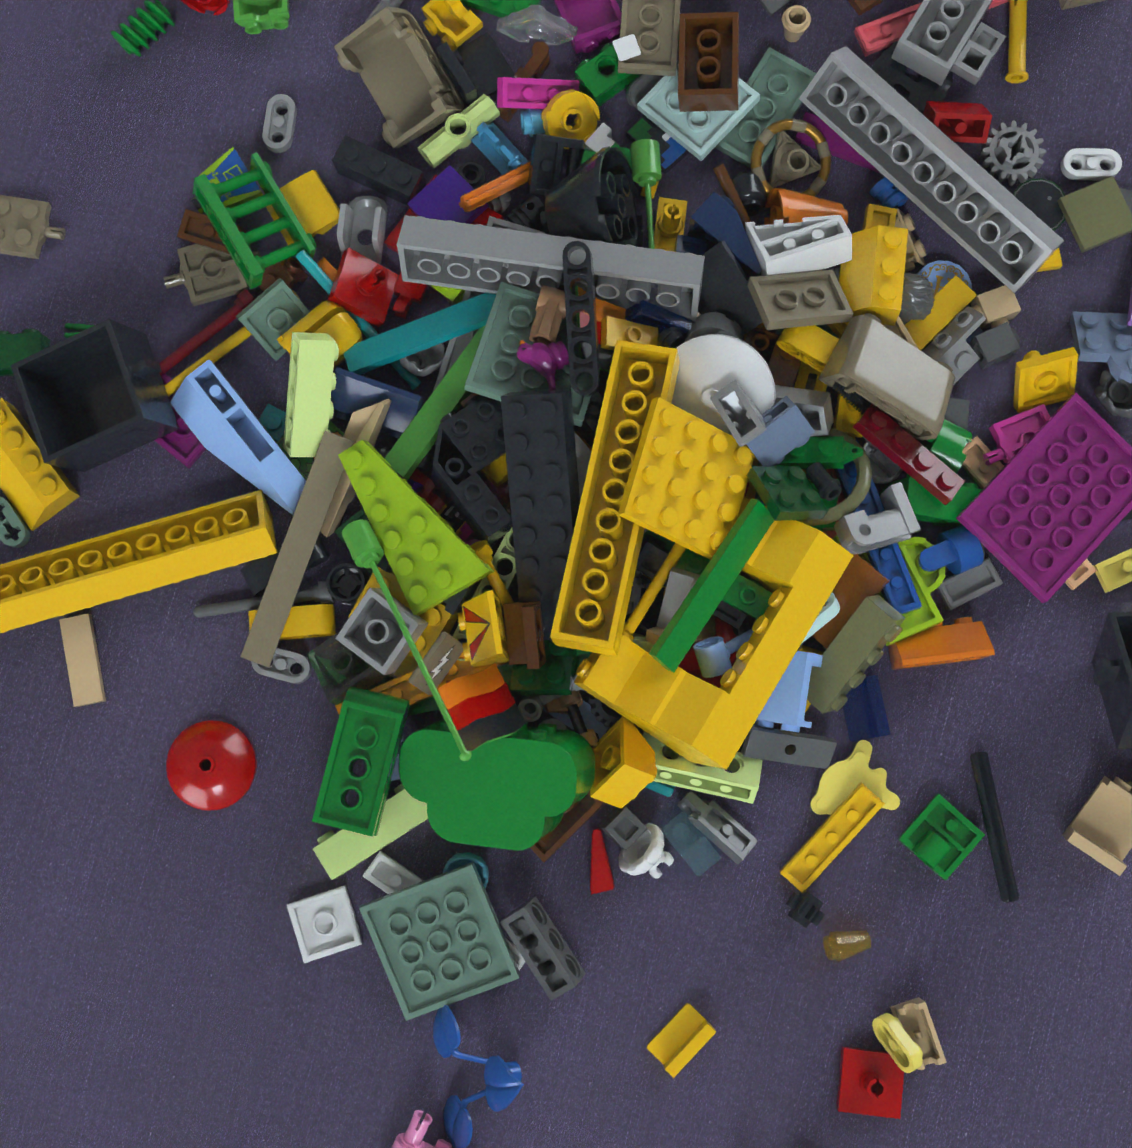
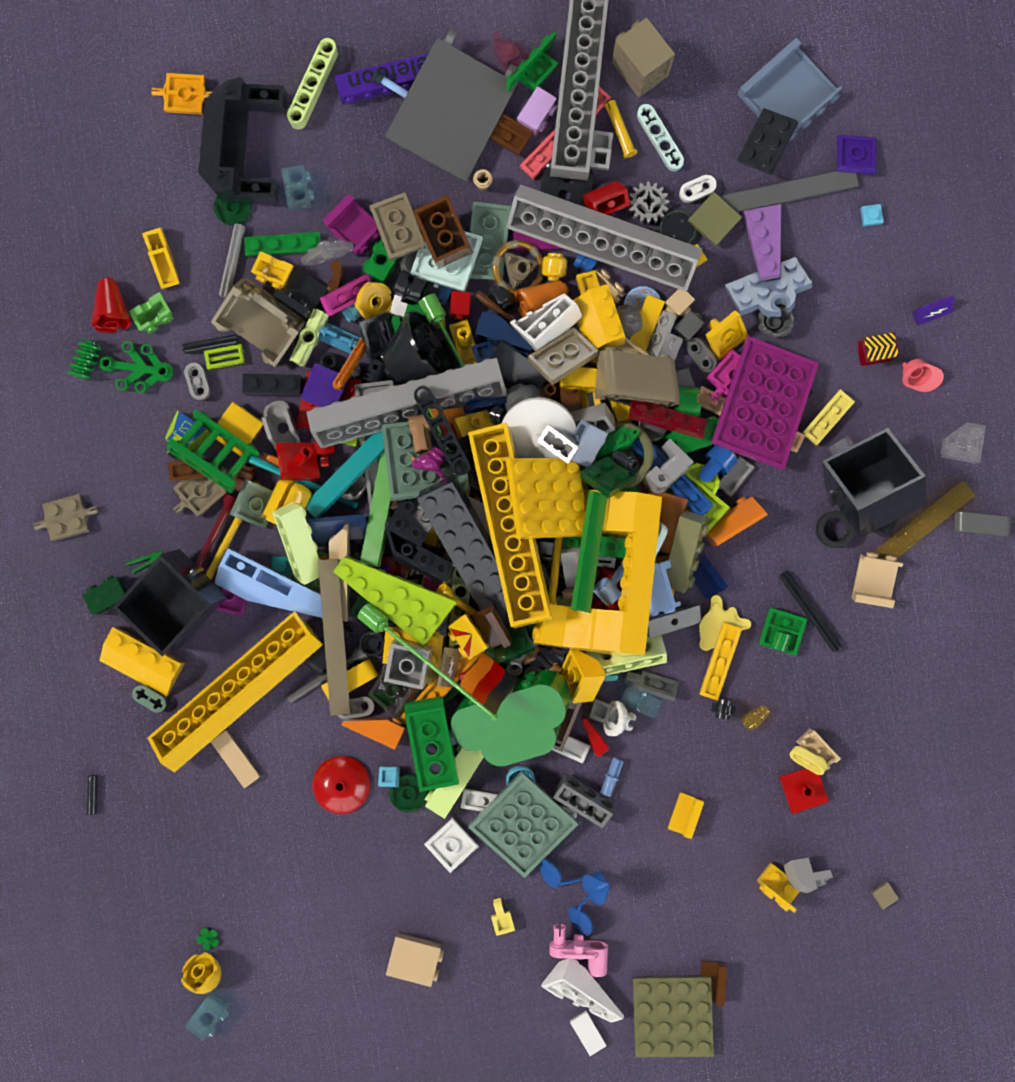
camera: 30 degrees left, 5 degrees up
(193, 1065) = (414, 959): none -> tan brick
(210, 73) = (139, 368): none -> green plant
(282, 784) = (388, 776): none -> medium azure tile
(292, 821) = (407, 795): none -> dark green tile
(307, 715) = (381, 729): none -> orange slope
(321, 82) = (208, 344): none -> black axle
(330, 118) = (239, 347): none -> lime tile
(345, 1067) = (502, 919): none -> light yellow plate
(563, 868) = (574, 749): none -> white tile
(599, 933) = (612, 777): none -> medium blue axle
(626, 47) = (389, 244): white sticker -> none
(626, 117) = (409, 286): none -> black wheel
(687, 177) = (460, 305): none -> red brick
(842, 181) = (554, 266): none -> yellow head
(999, 390) = (703, 353): none -> dark grey plate
(1059, 731) = (823, 538): none -> black tyre
(1068, 74) = (661, 137): none -> light aqua beam

